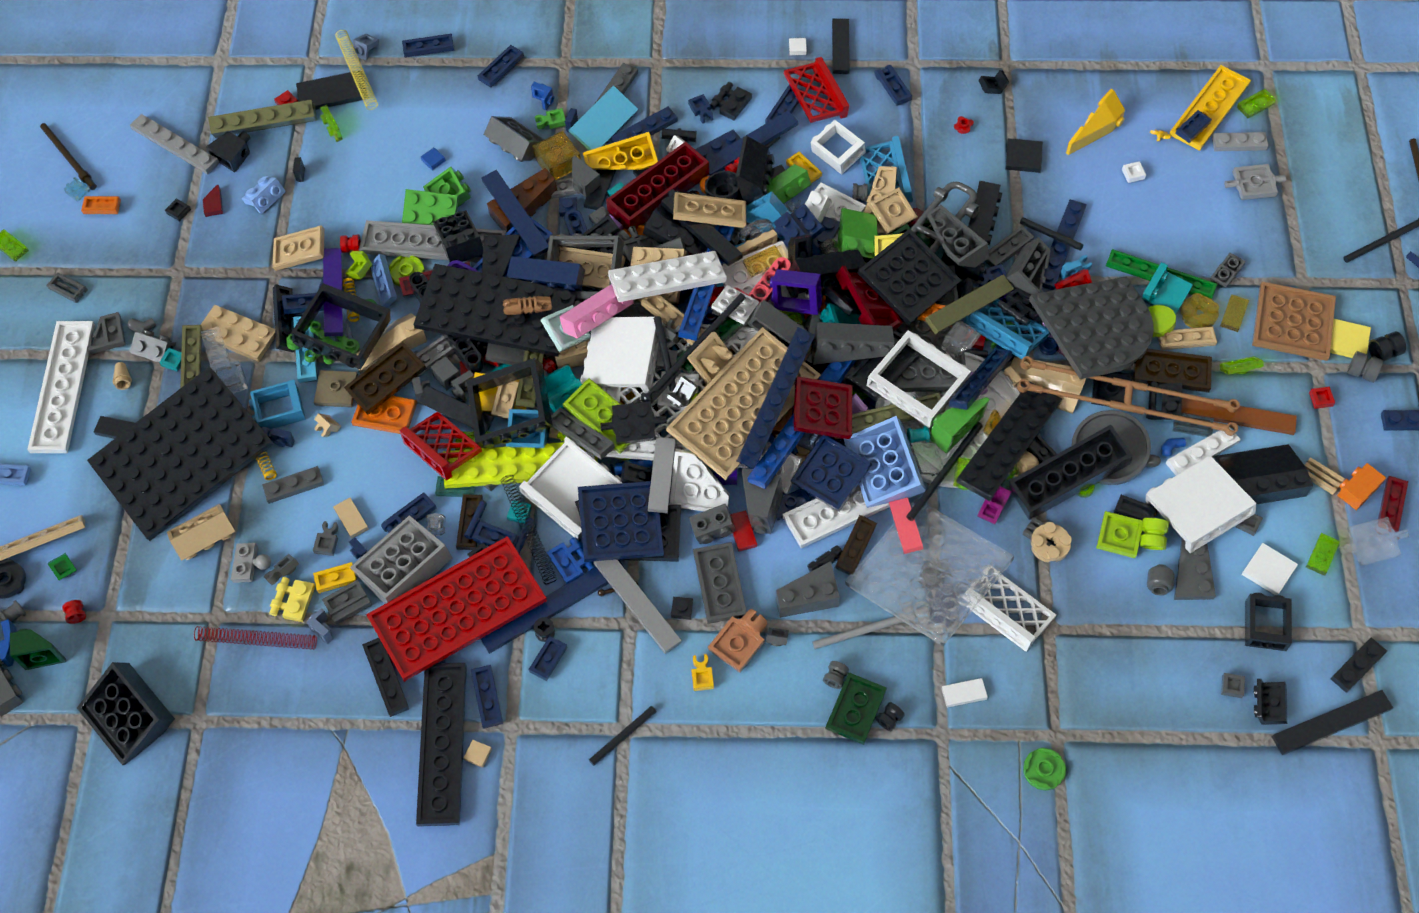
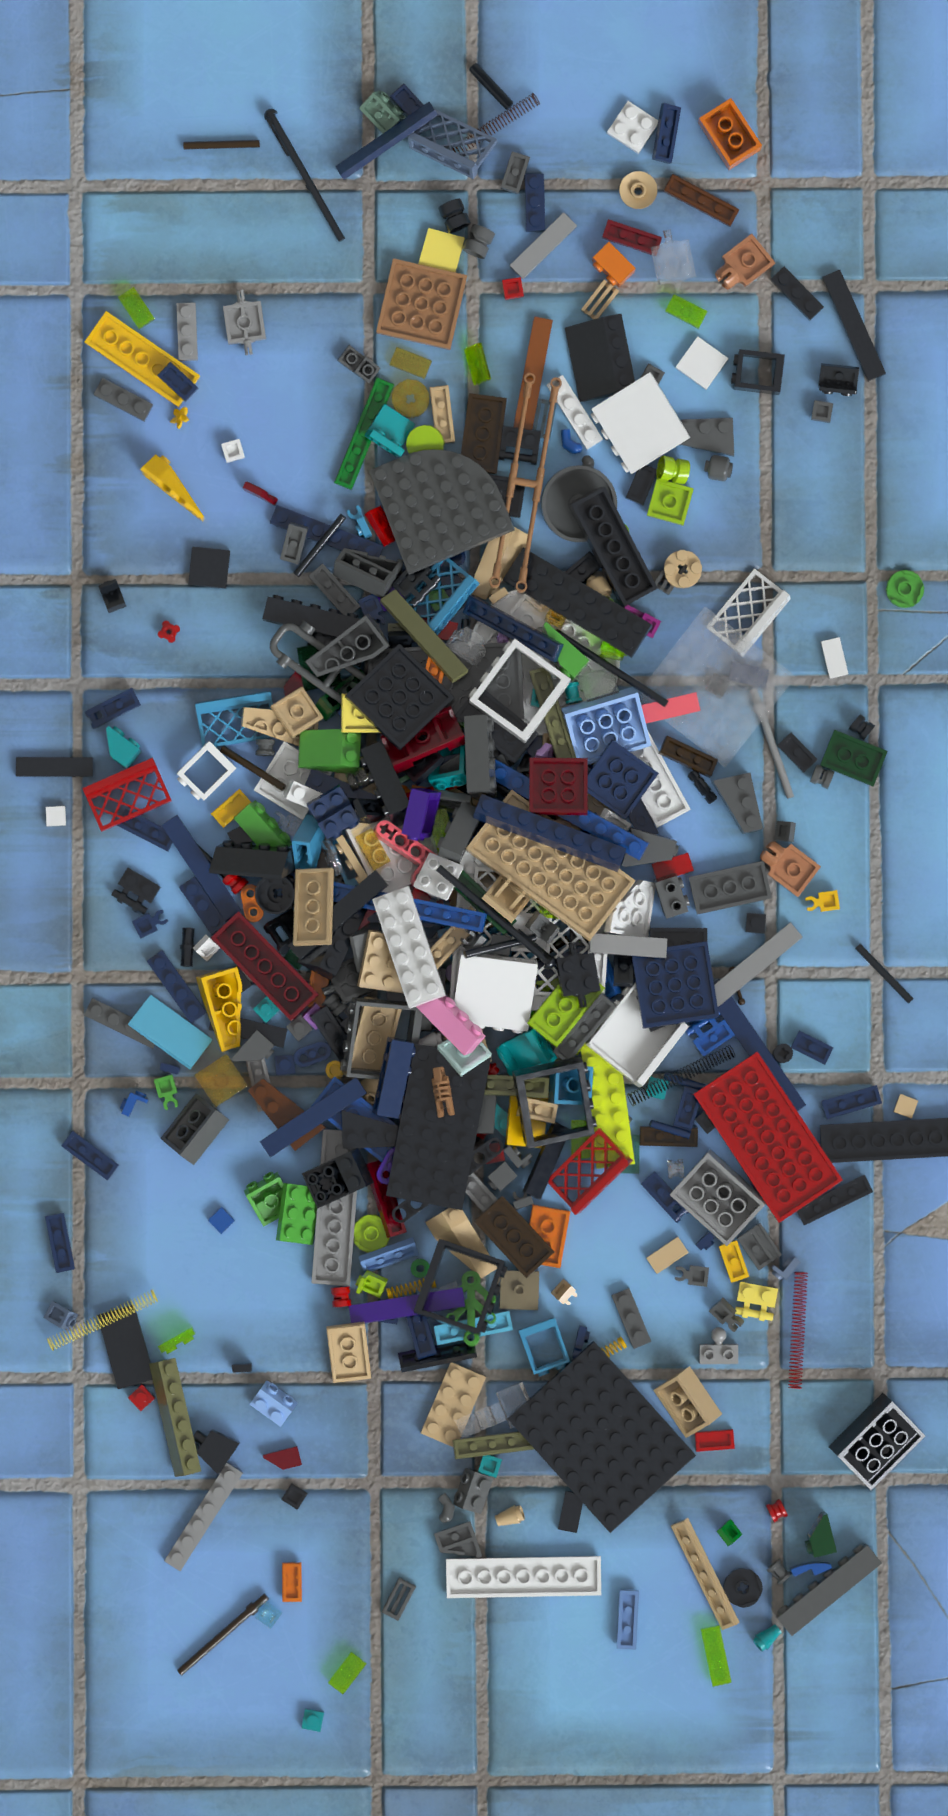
camera: 100 degrees left, 25 degrees up
(158, 558) = (714, 1440): none -> red tile
(843, 179) = (253, 768): none -> dark brown bar
(858, 82) = (121, 749): none -> teal slope
(861, 651) = (797, 752): none -> black plate
(1052, 214) = (294, 543): none -> dark grey plate
(1098, 187) = (260, 493): none -> dark red tile
(1171, 95) = (123, 399): none -> dark grey plate
(1369, 426) = (543, 245): none -> light grey tile
(1383, 610) = (744, 263): none -> nougat plate

